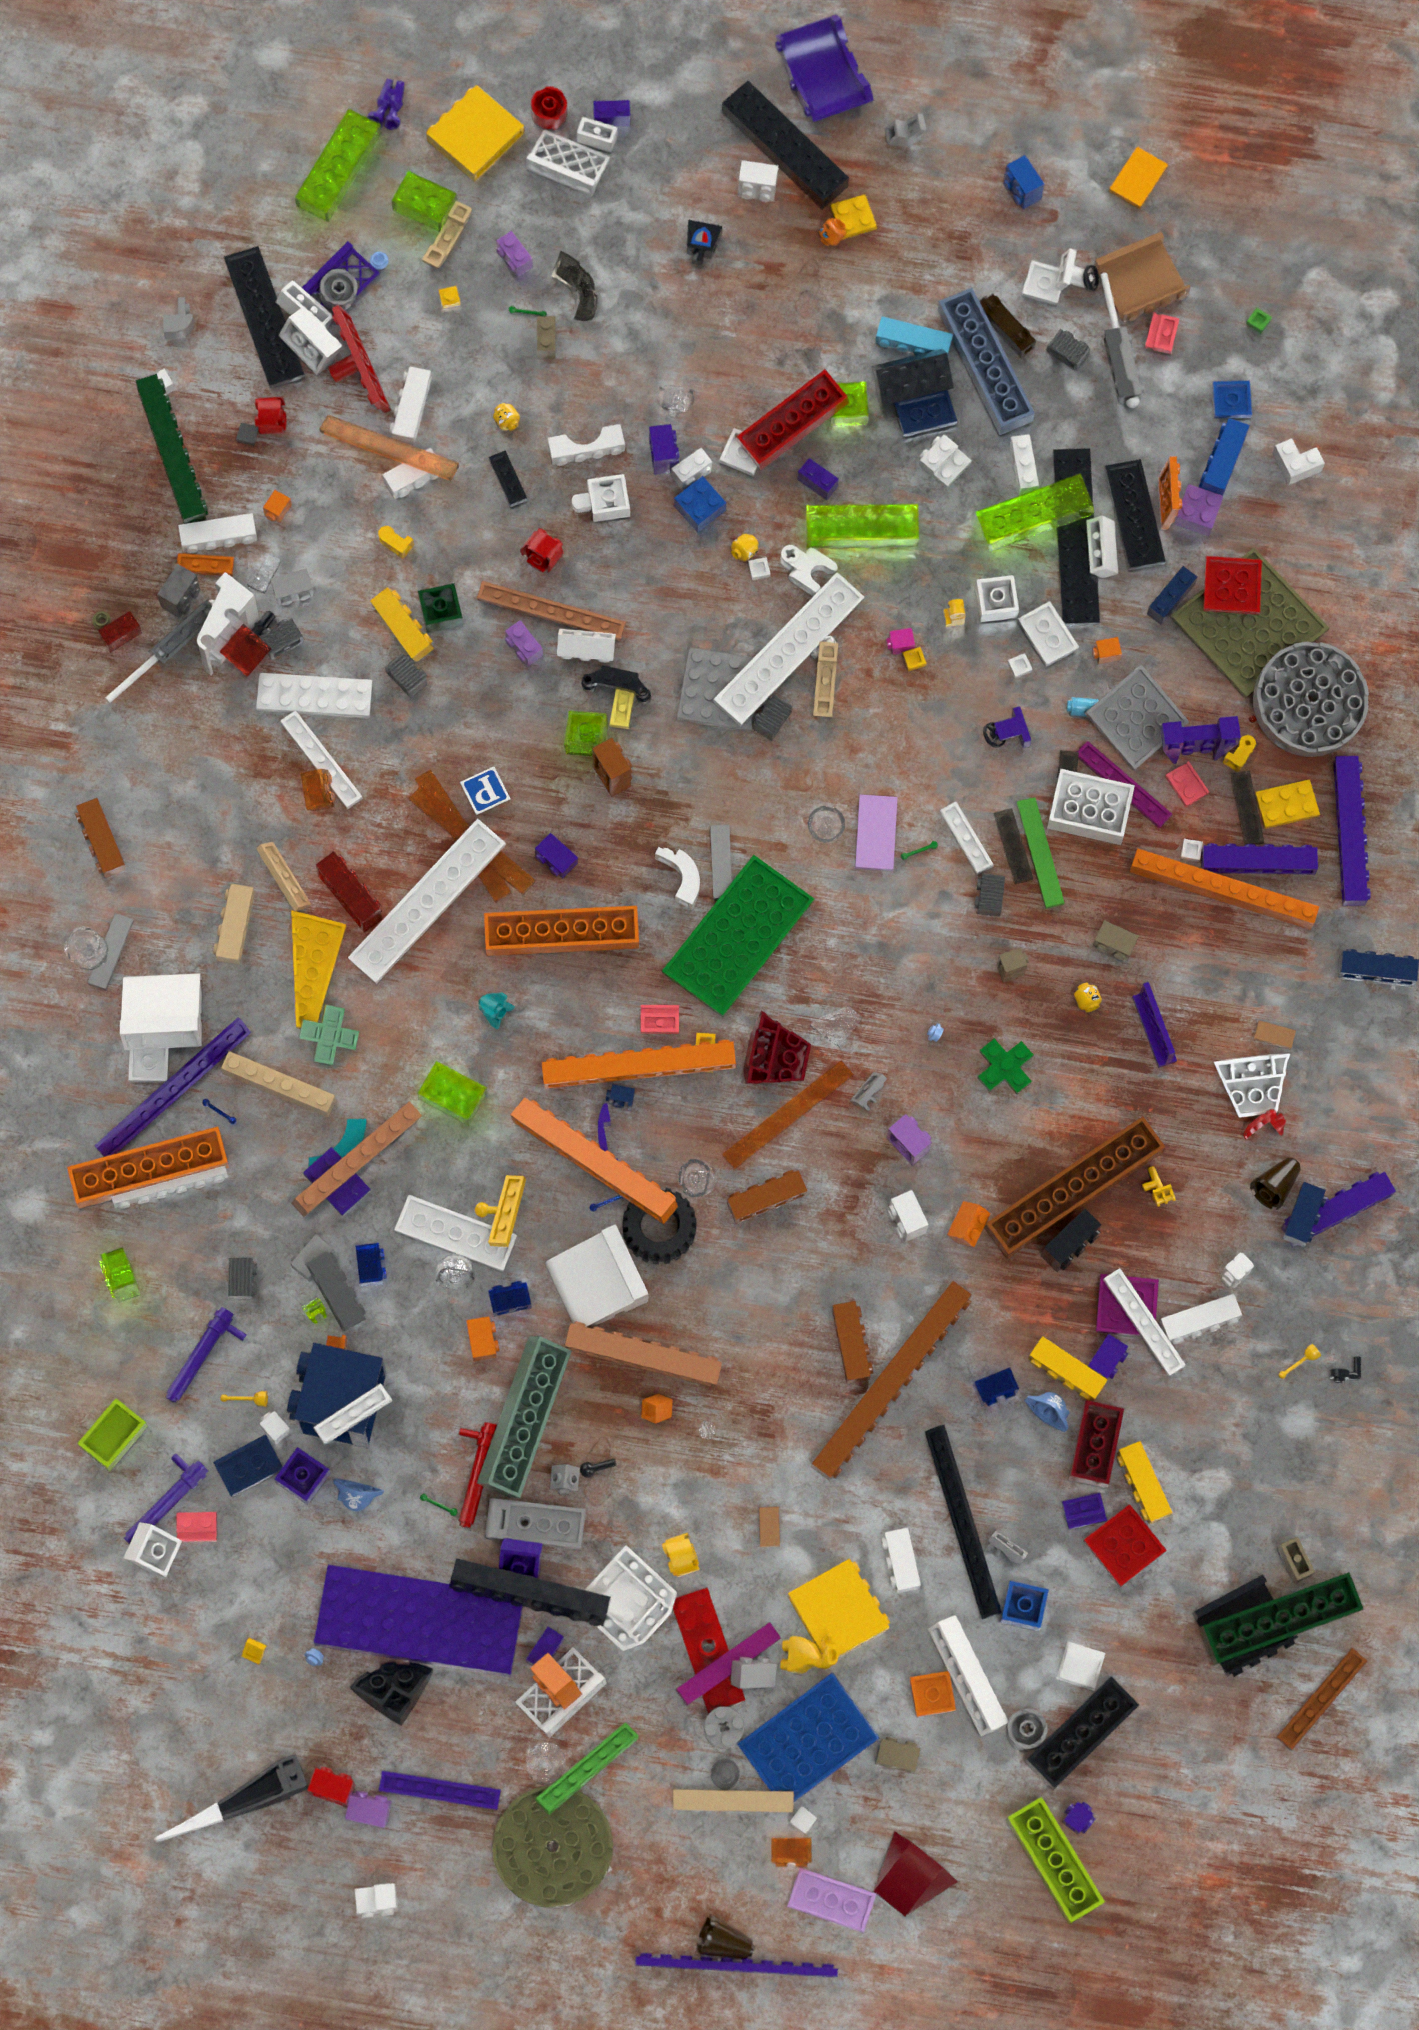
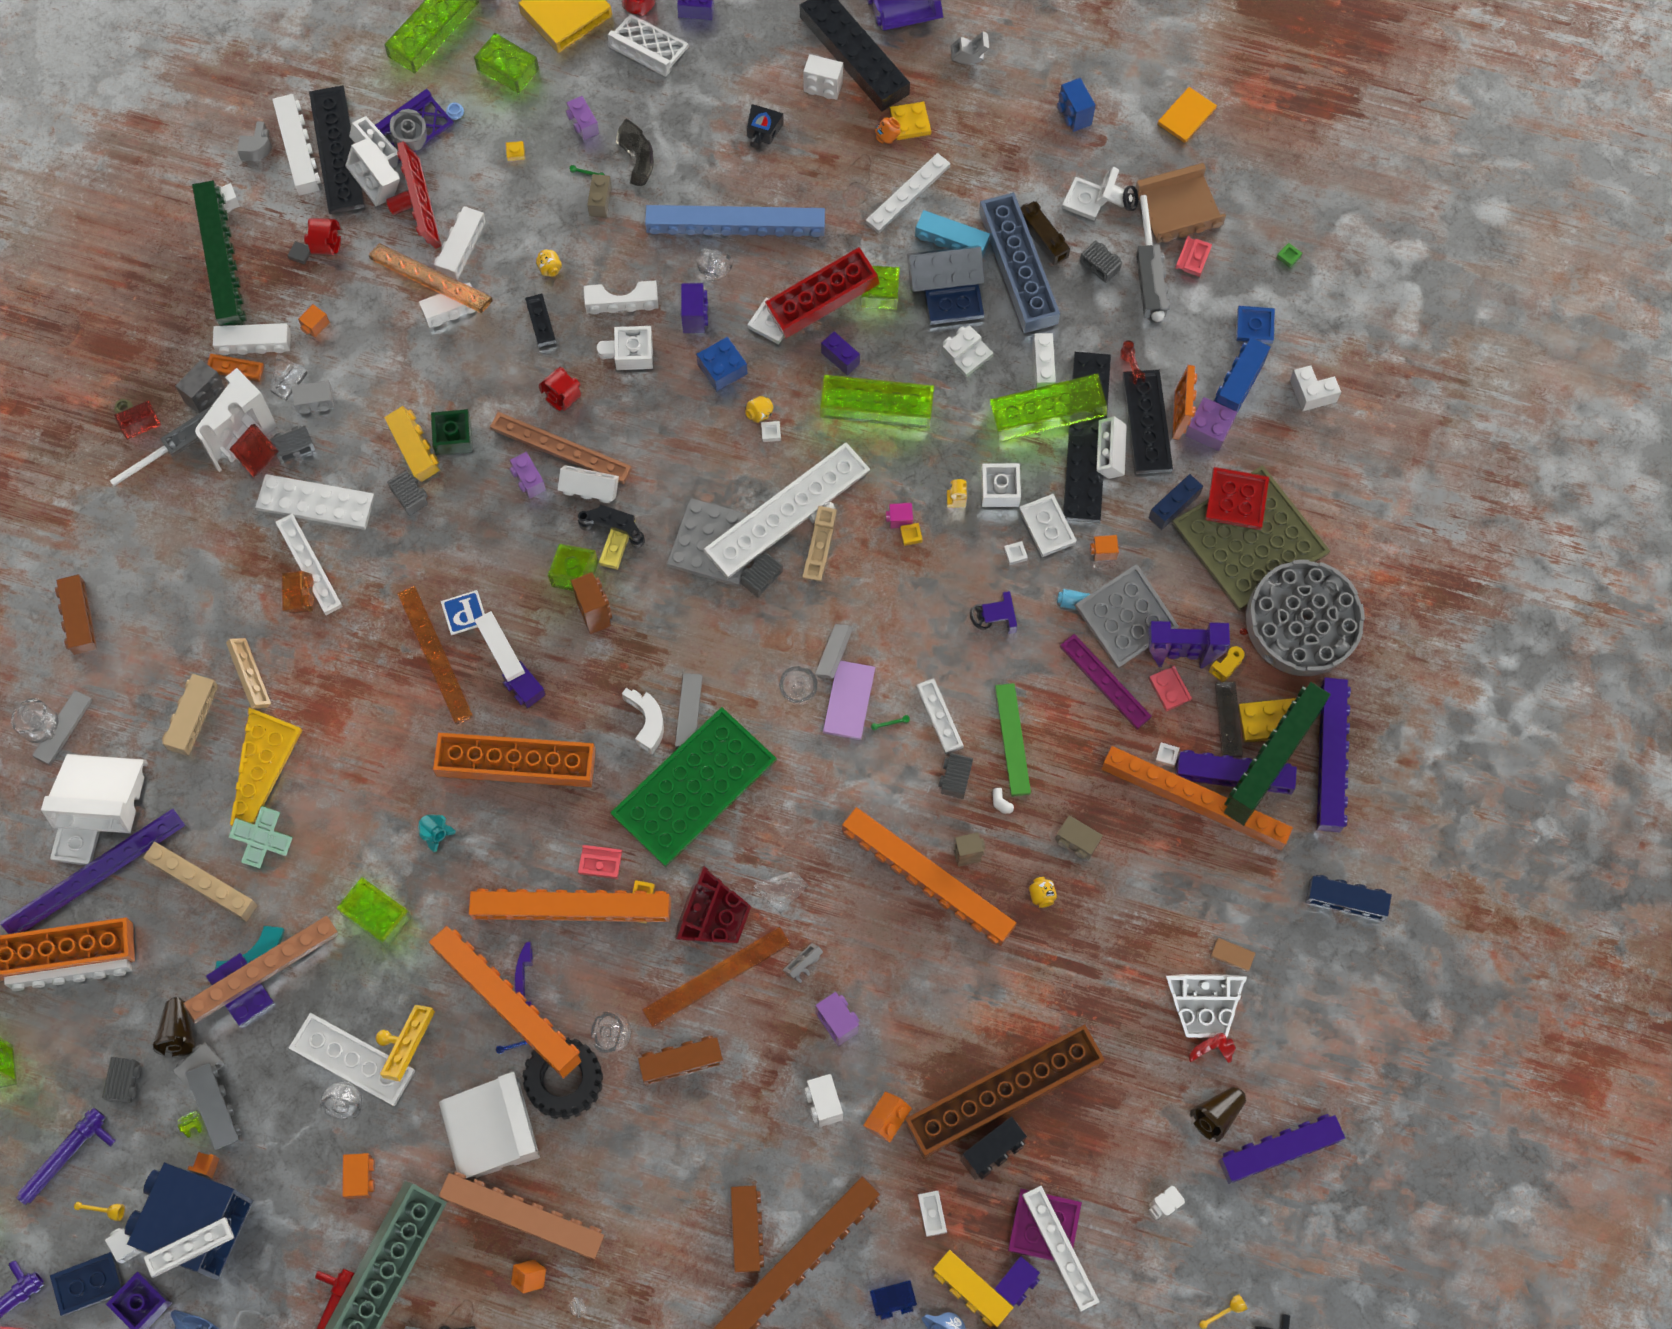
camera: 10 degrees right, 5 degrees down
(206, 1103) = (126, 892): clear blue hinge -> none
(221, 317) = (295, 143): none -> white brick
(263, 623) = (281, 426): black axle -> none
(283, 1226) = (174, 1030): none -> dark brown cone
(349, 892) = (309, 695): clear red brick -> none
(369, 1264) = (256, 1082): clear blue brick -> none
(395, 542) = (420, 367): yellow leg -> none
(427, 901) = (384, 714): white plate -> none
(448, 235) = (524, 96): tan slope -> none
(456, 828) = (442, 659): clear orange tile -> none
(509, 1298) = (394, 1136): clear blue brick -> none
(527, 820) = (499, 646): none -> white tile
(597, 134) = (678, 21): white brick -> none
(621, 1096) = (547, 937): dark blue brick -> none
(690, 348) = (735, 220): none -> medium blue brick
(691, 469) = (719, 328): white brick -> none
(804, 564) = (815, 432): white piece -> none
(854, 786) = (834, 651): none -> light grey tile
(861, 297) = (907, 193): none -> white plate
(935, 1032) = (880, 909): light blue plate -> none
(976, 995) = (928, 876): none -> orange brick
(1005, 1066) = (948, 953): green plate -> none
(1013, 846) = (986, 729): clear smoke plate -> none
(1021, 1306) = (932, 1213): none -> white plate
(1035, 916) = (1001, 804): none -> white arm
(1068, 761) = (1051, 655): clear smoke brick -> none
(1090, 806) = (1069, 699): white slope -> none
(1107, 446) = (1128, 354): none -> clear red brick
(1154, 1026) = (1108, 931): dark purple fence -> none
(1160, 1194) = (1094, 1106): yellow arm -> none
(1201, 1318) = (1122, 1251): white brick -> none
(1295, 836) = (1275, 753): none -> dark green brick
(1305, 1214) = (1245, 1152): dark blue brick -> none

